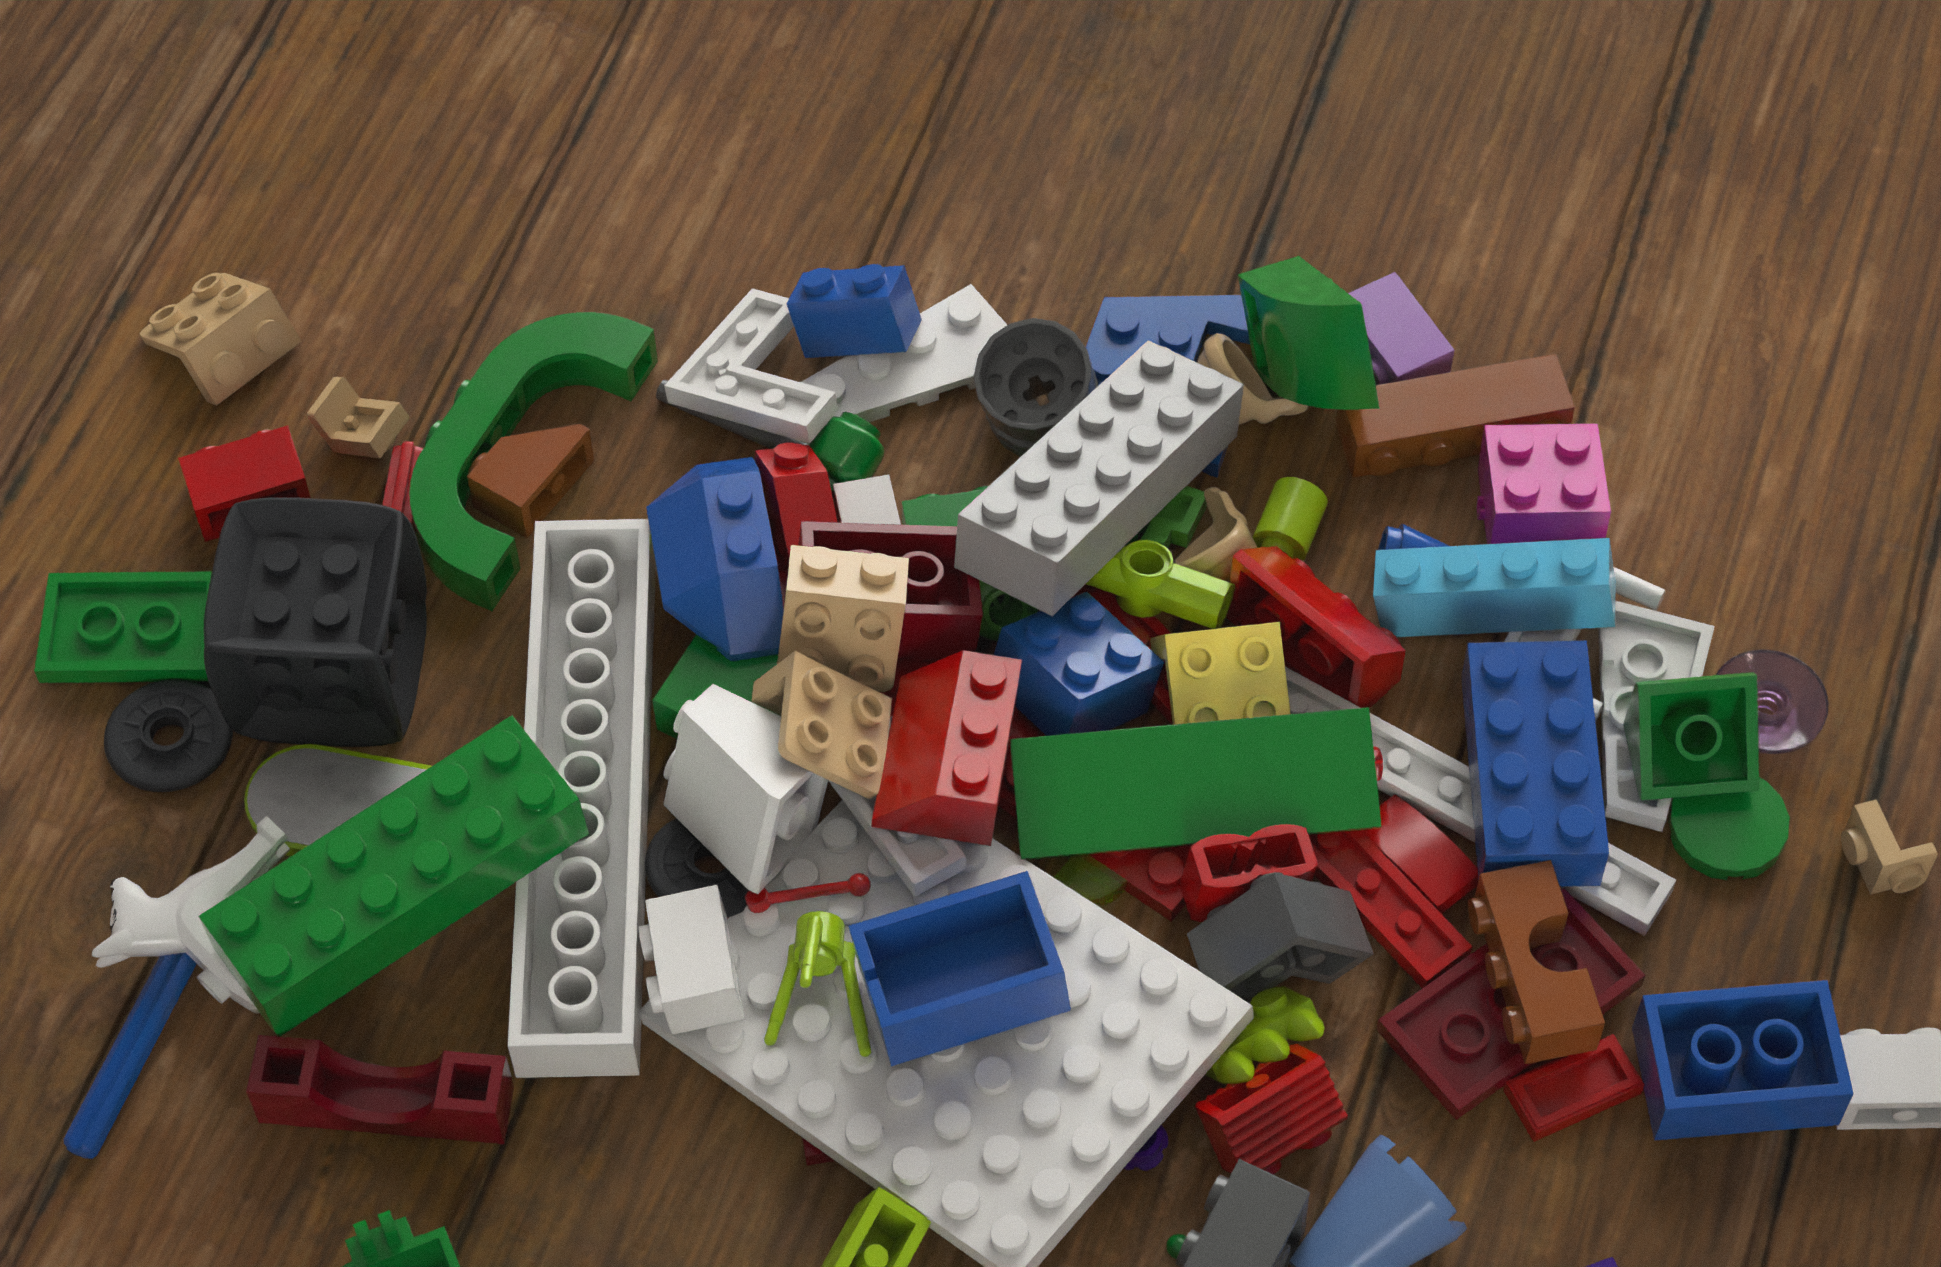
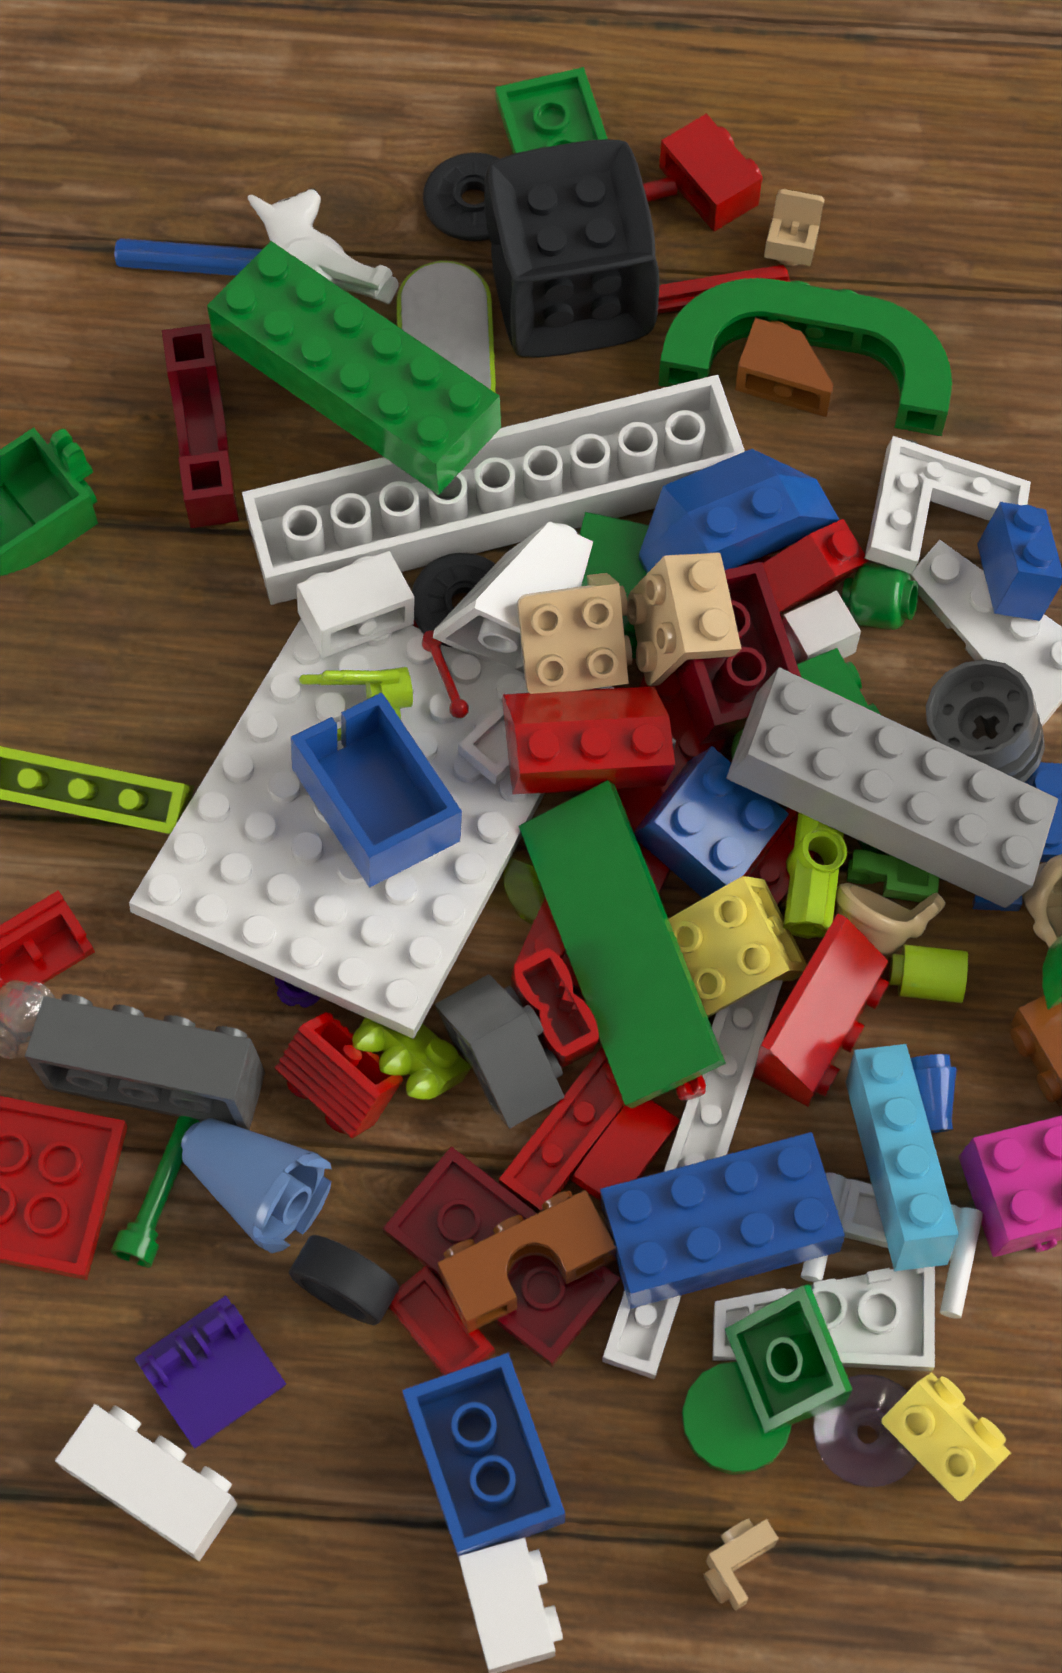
camera: 75 degrees right, 10 degrees up
(223, 333) = (846, 110): tan bracket -> none
(1518, 1154) = (344, 1279): none -> black tyre
(1791, 634) = (946, 1435): none -> light yellow bracket

